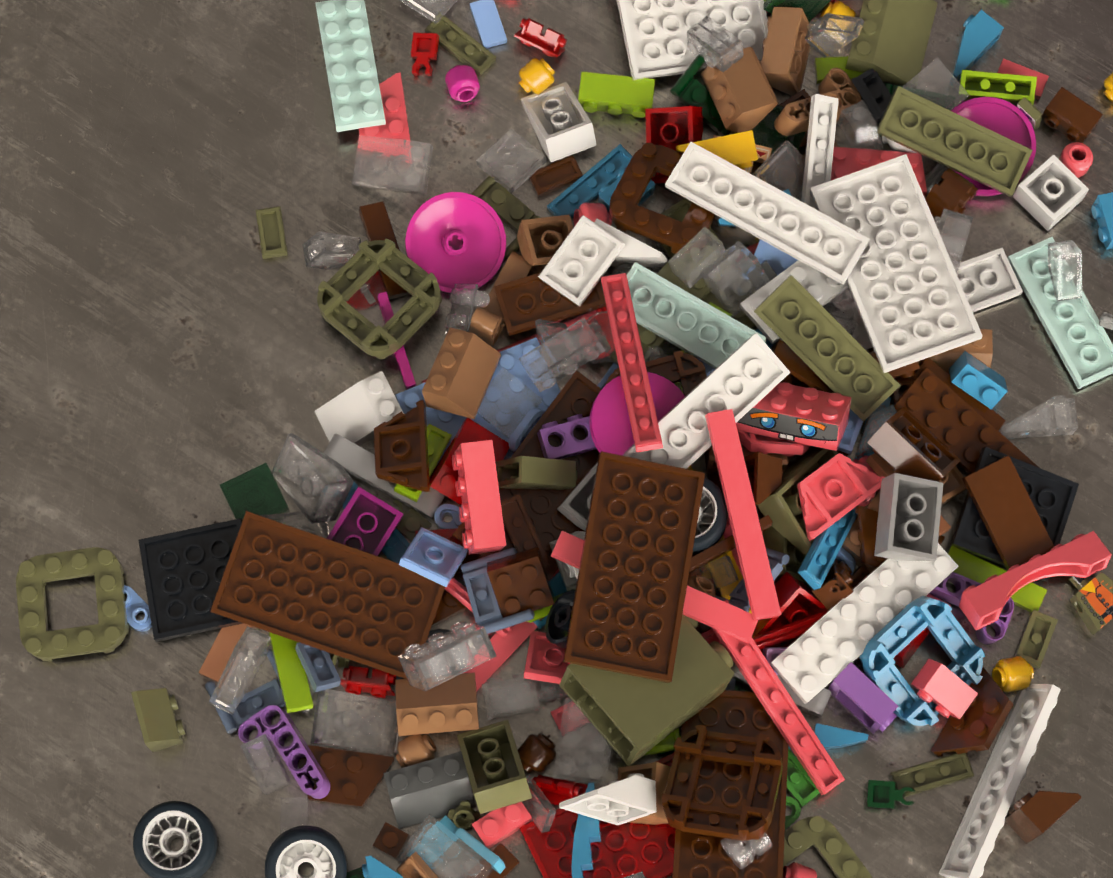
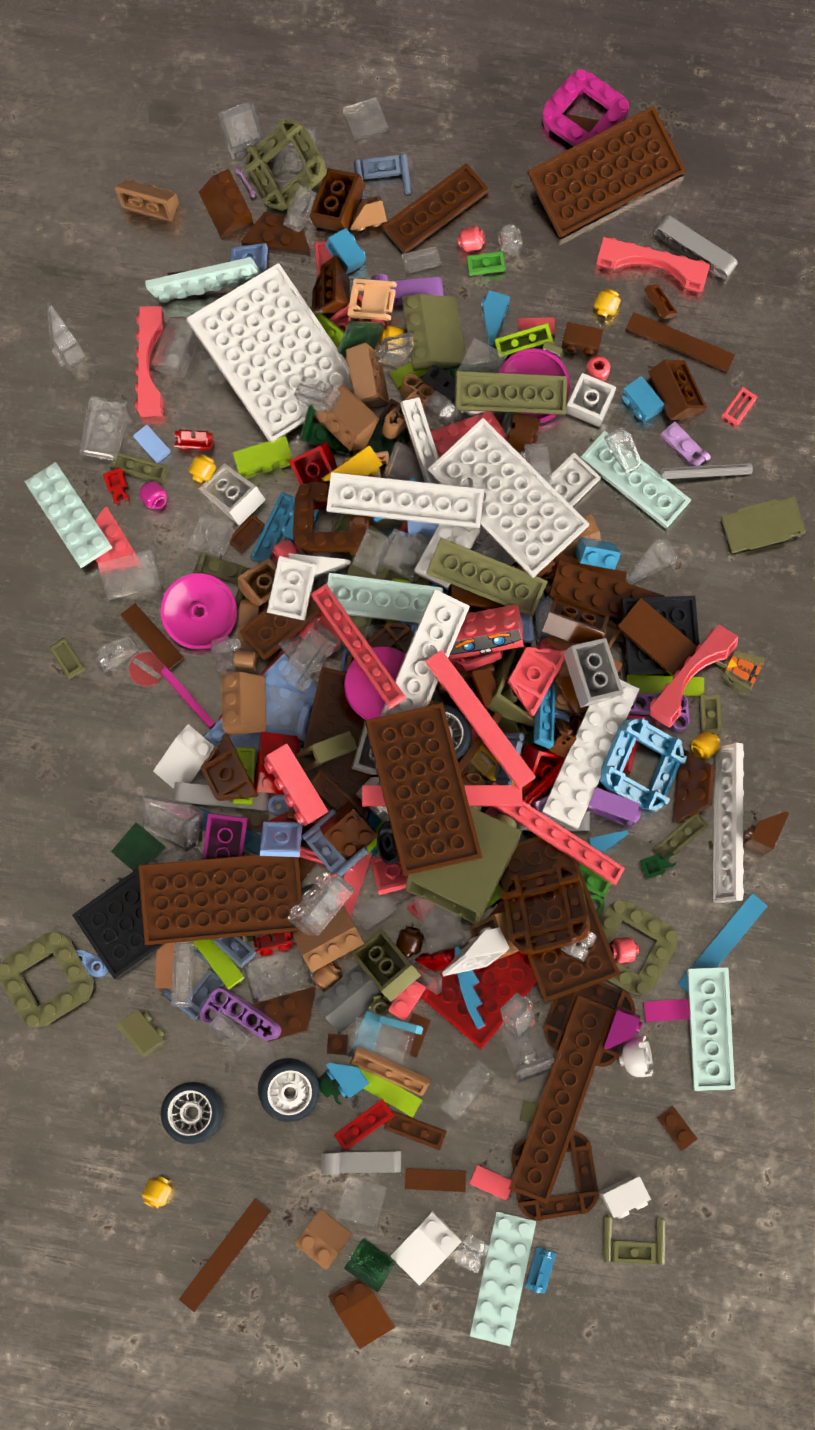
camera: 15 degrees left, 5 degrees up
(370, 258) = (138, 664): olive plate -> none
(569, 444) = (340, 720): medium lavender brick -> none
(944, 689) = (664, 777): piece -> none

